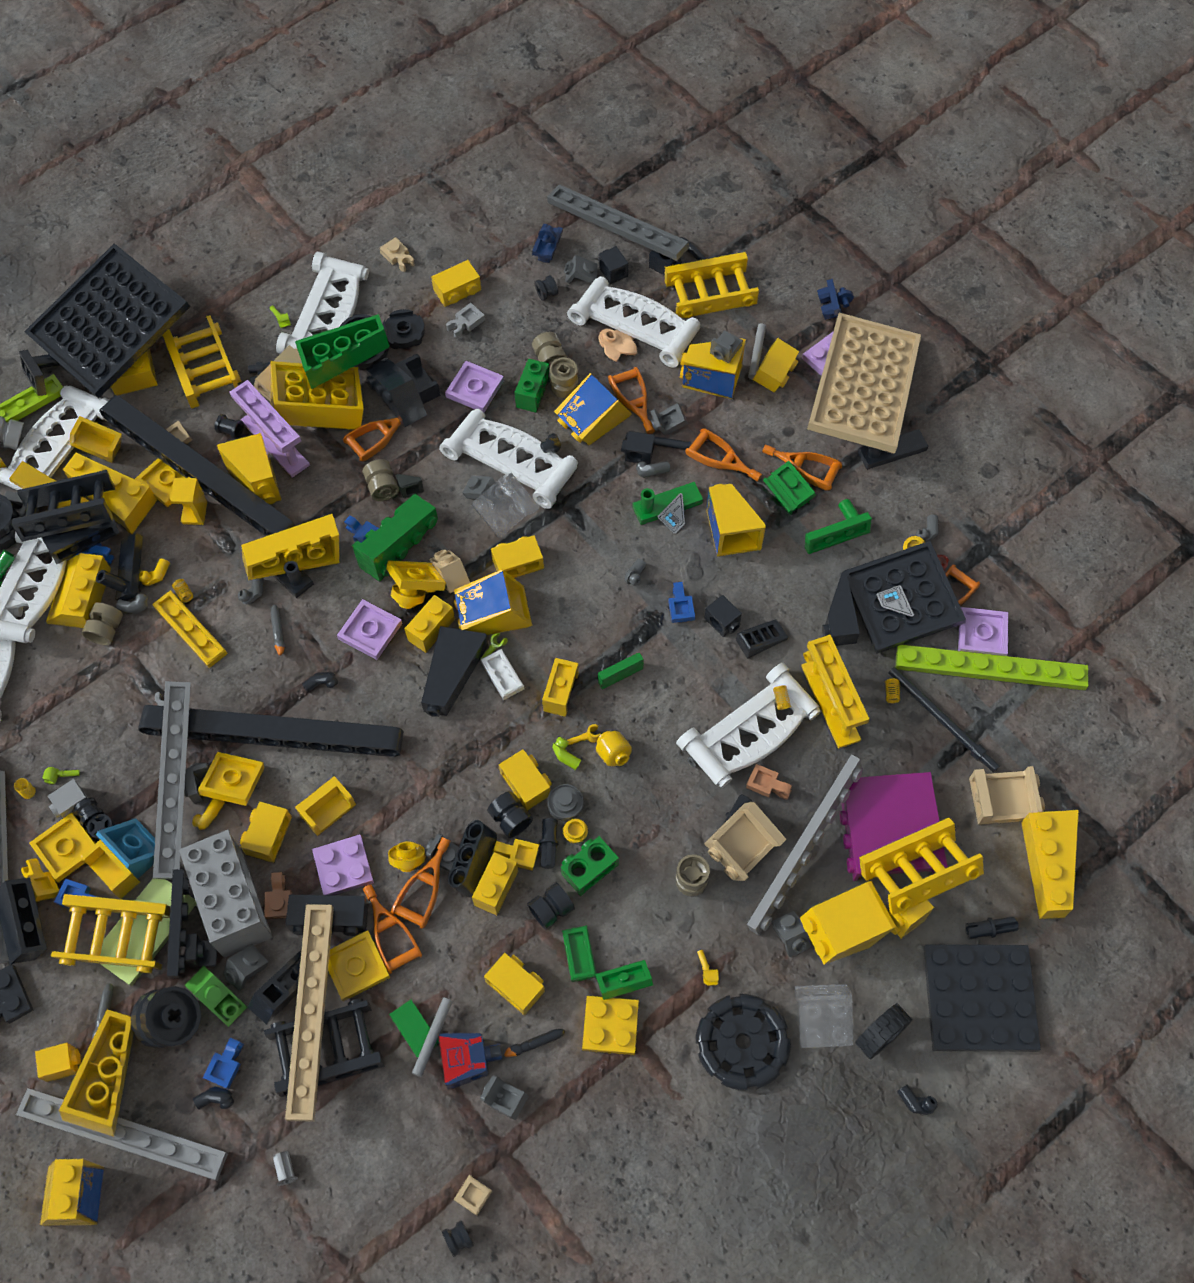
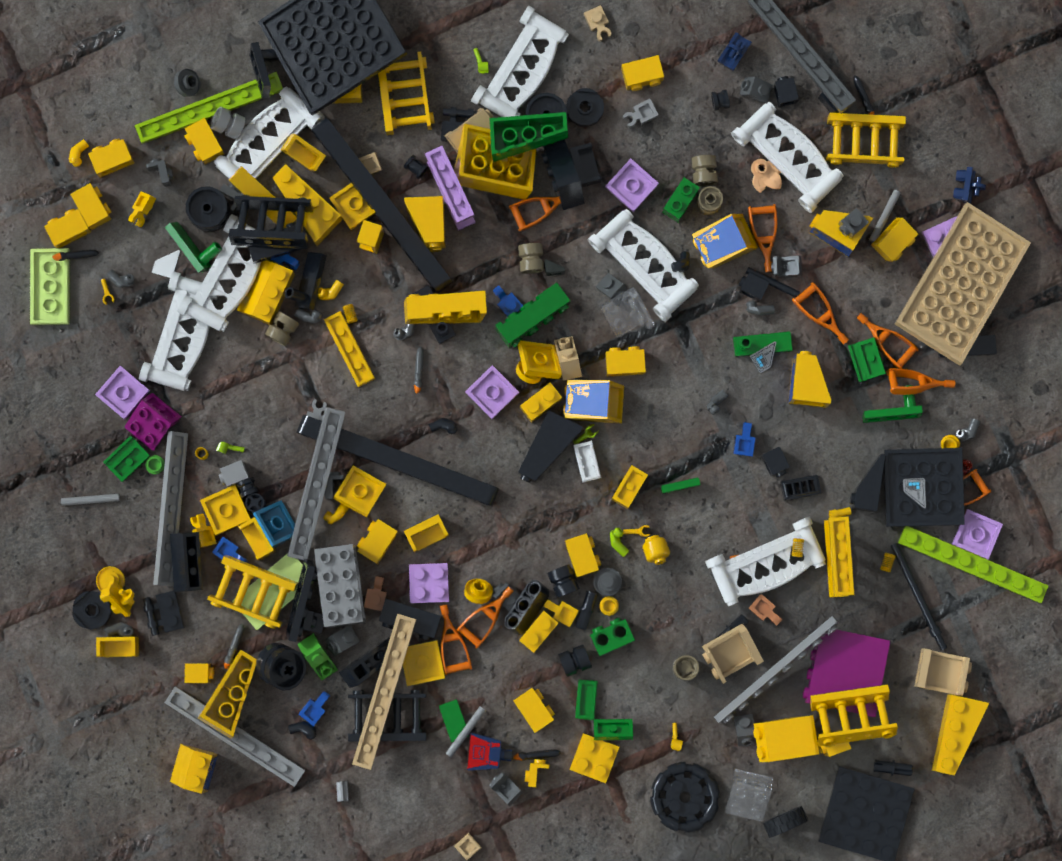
camera: 15 degrees right, 20 degrees up
(533, 1070) = (531, 775): none -> yellow bracket
(849, 495) = (893, 373): none -> orange piece

